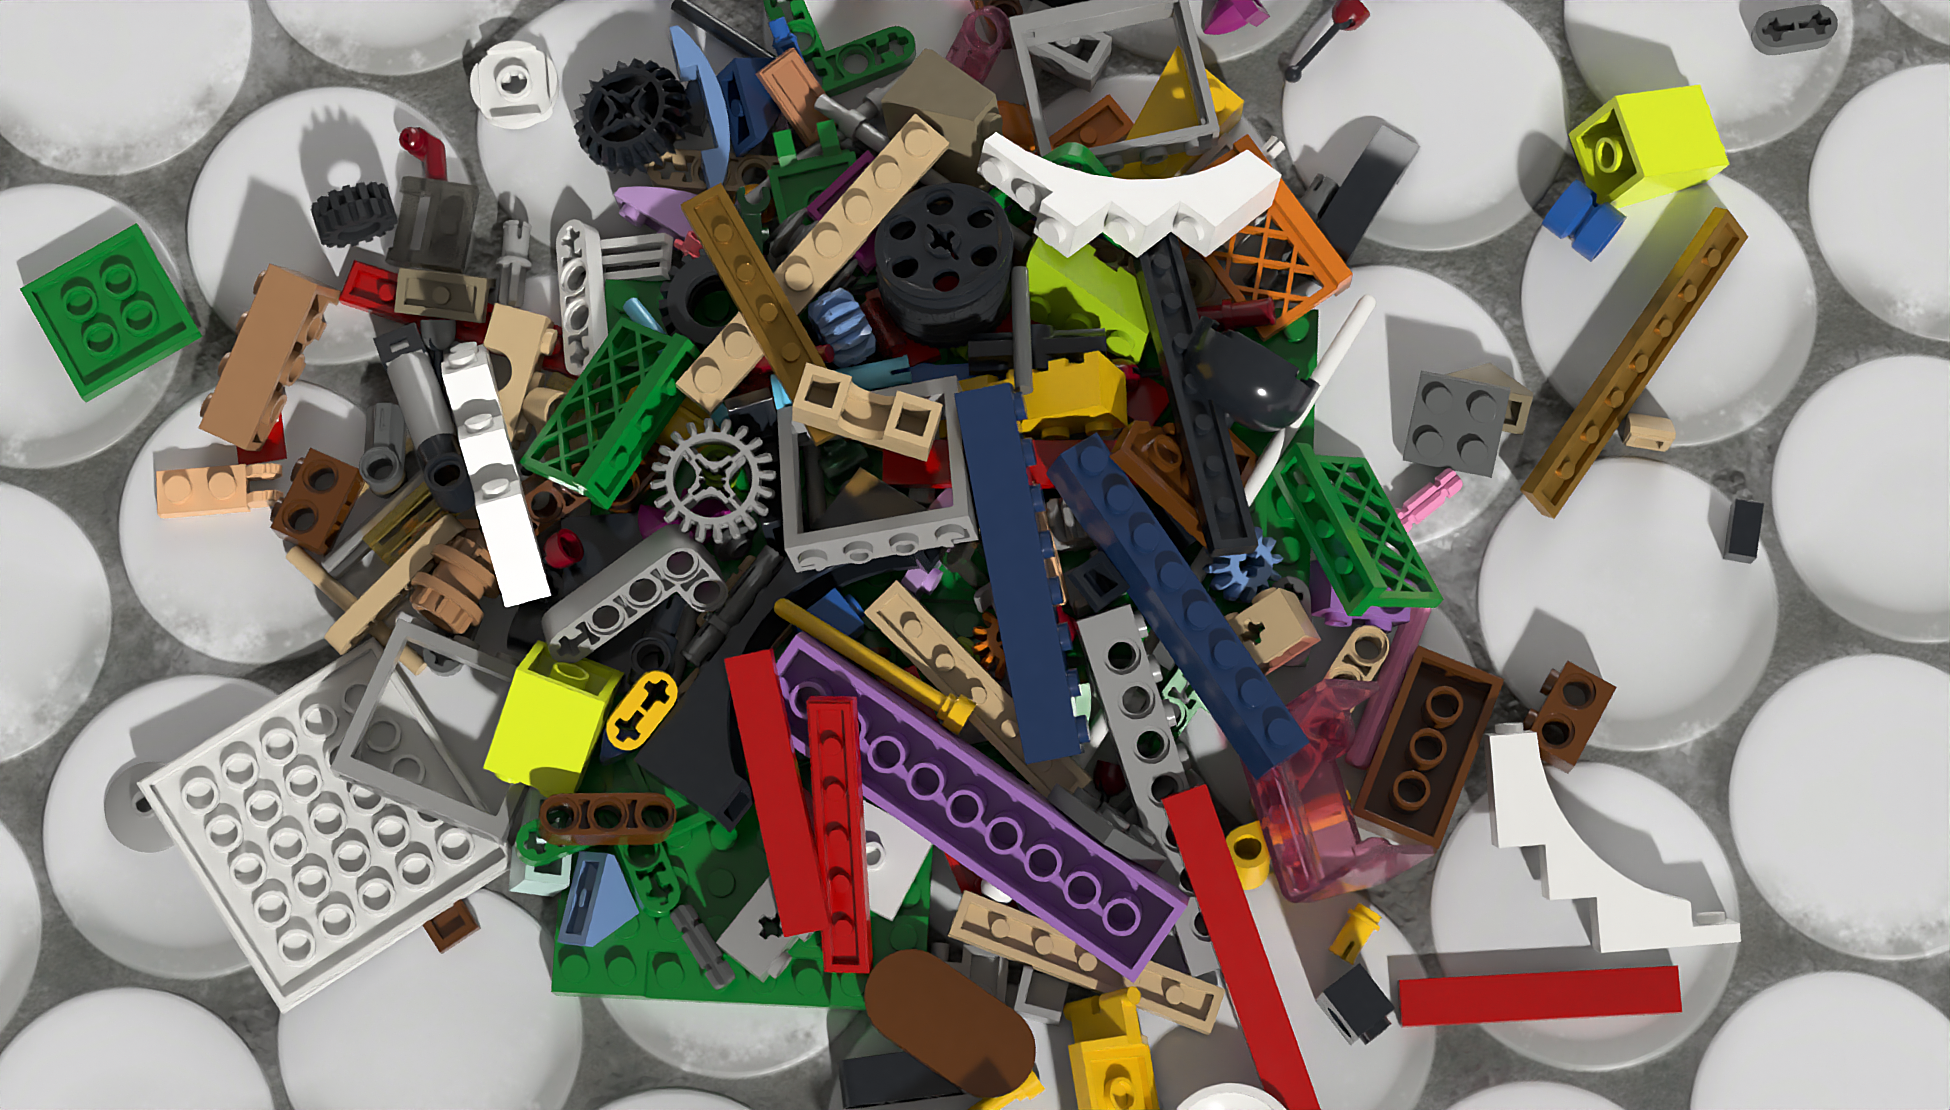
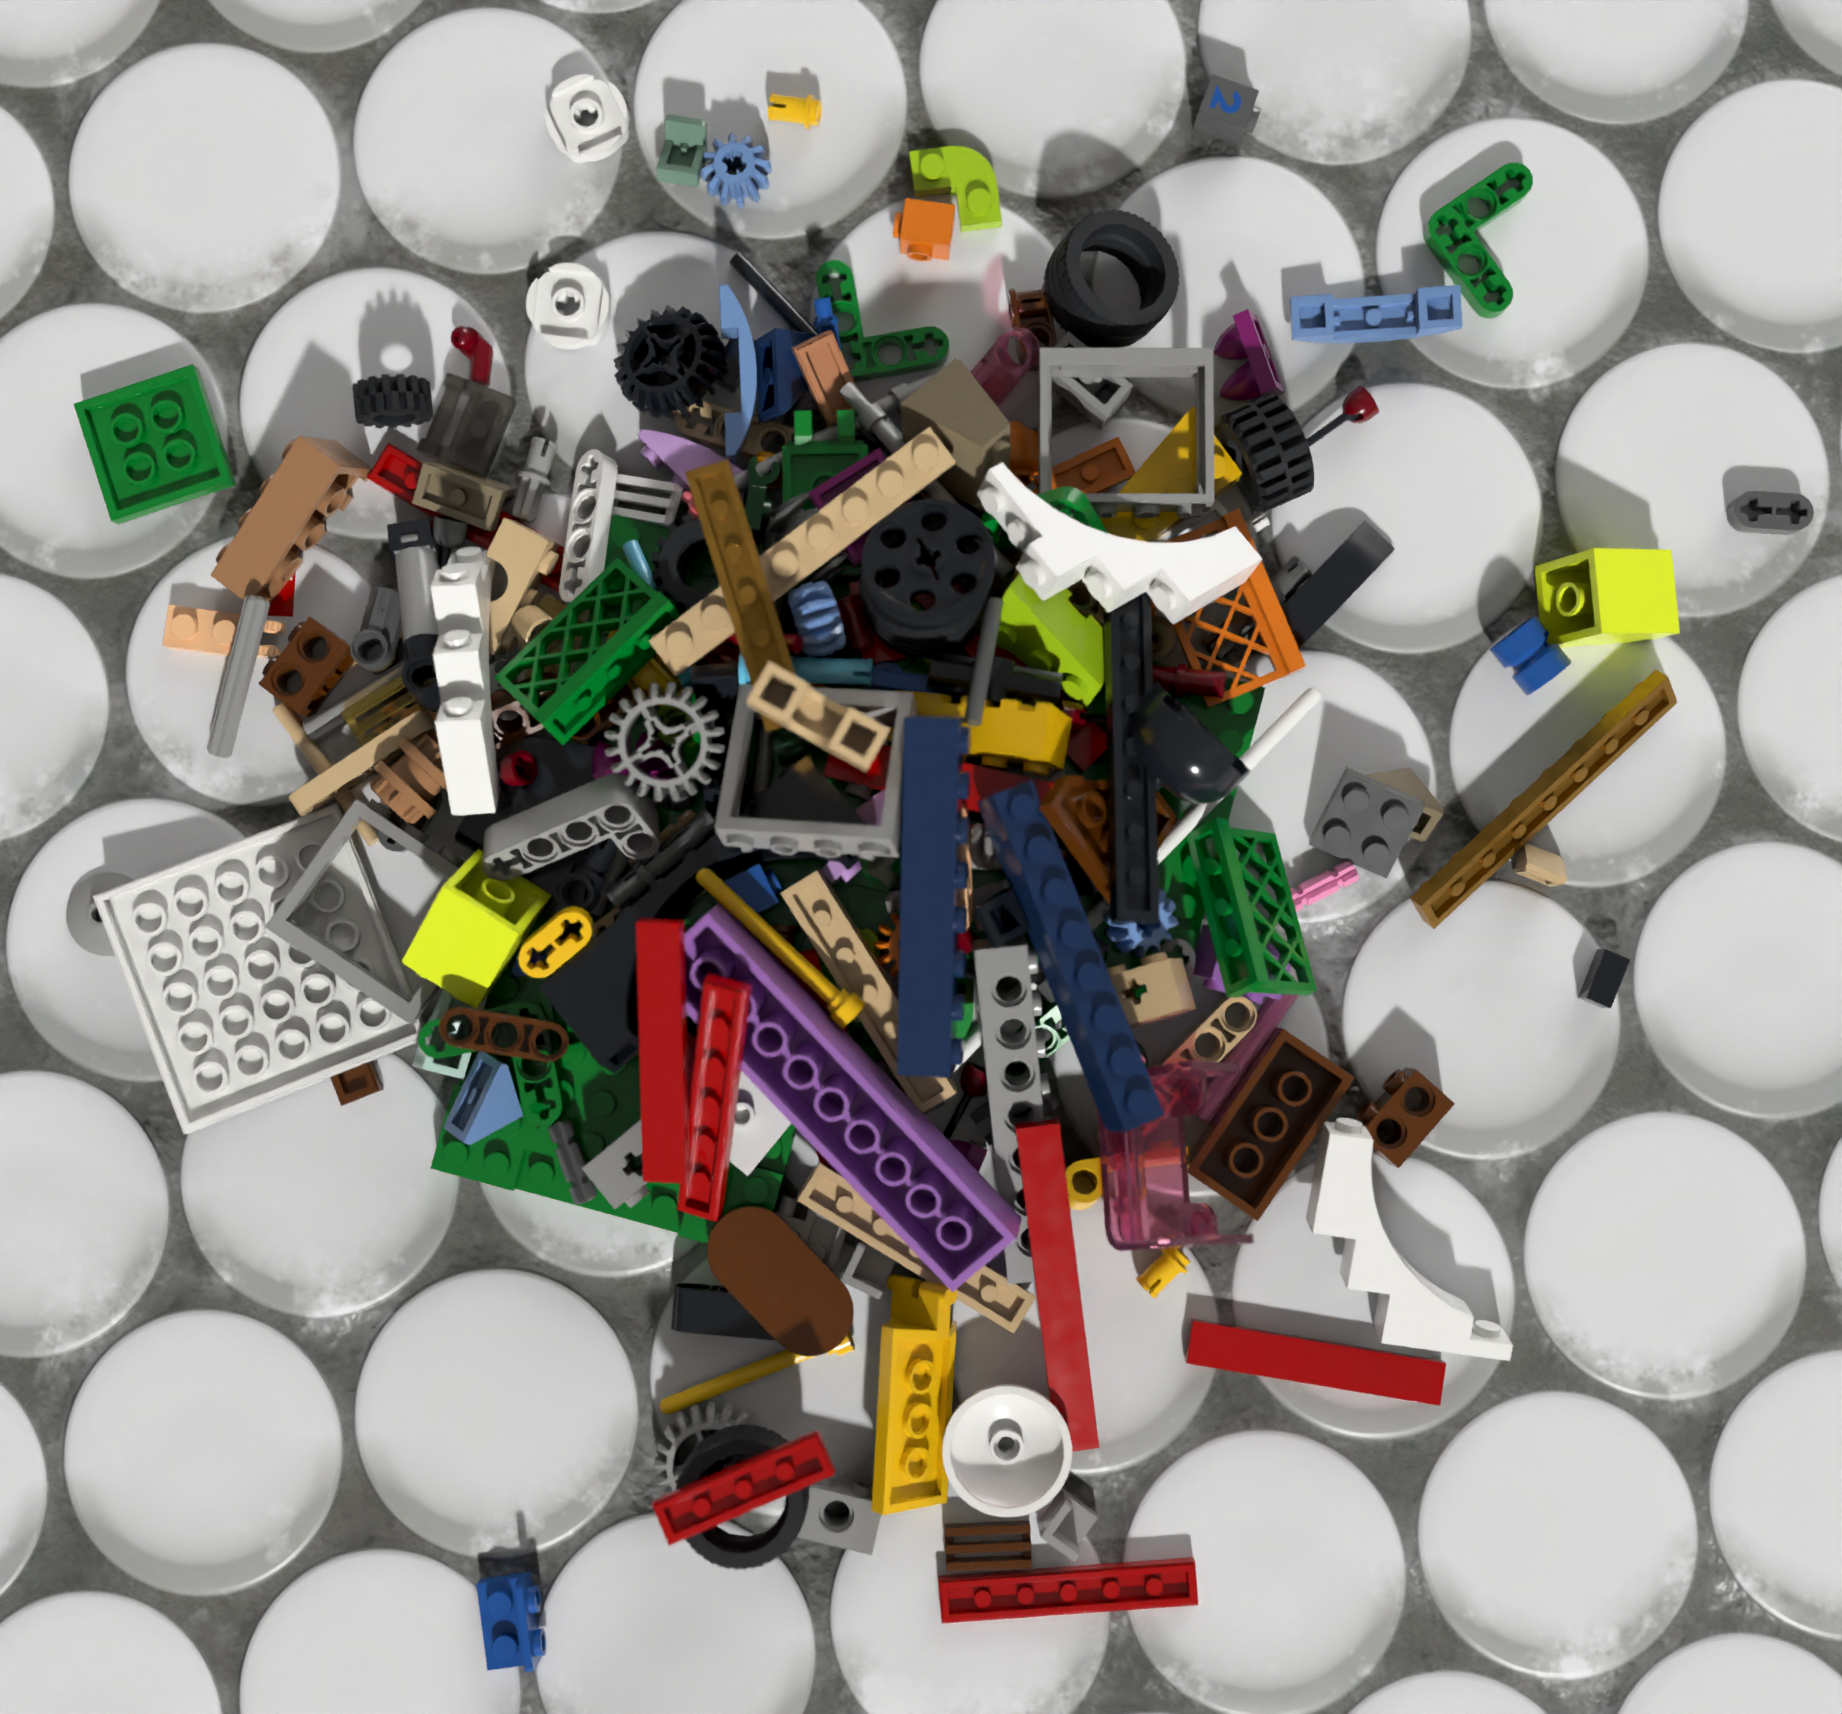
camera: 10 degrees right, 10 degrees up
(245, 526) = (238, 676): none -> light grey axle
(1108, 826) = (959, 1143): dark grey plate -> none
(1266, 73) = (1268, 451): none -> black tyre
(1356, 1006) = (1150, 1343): black brick -> none

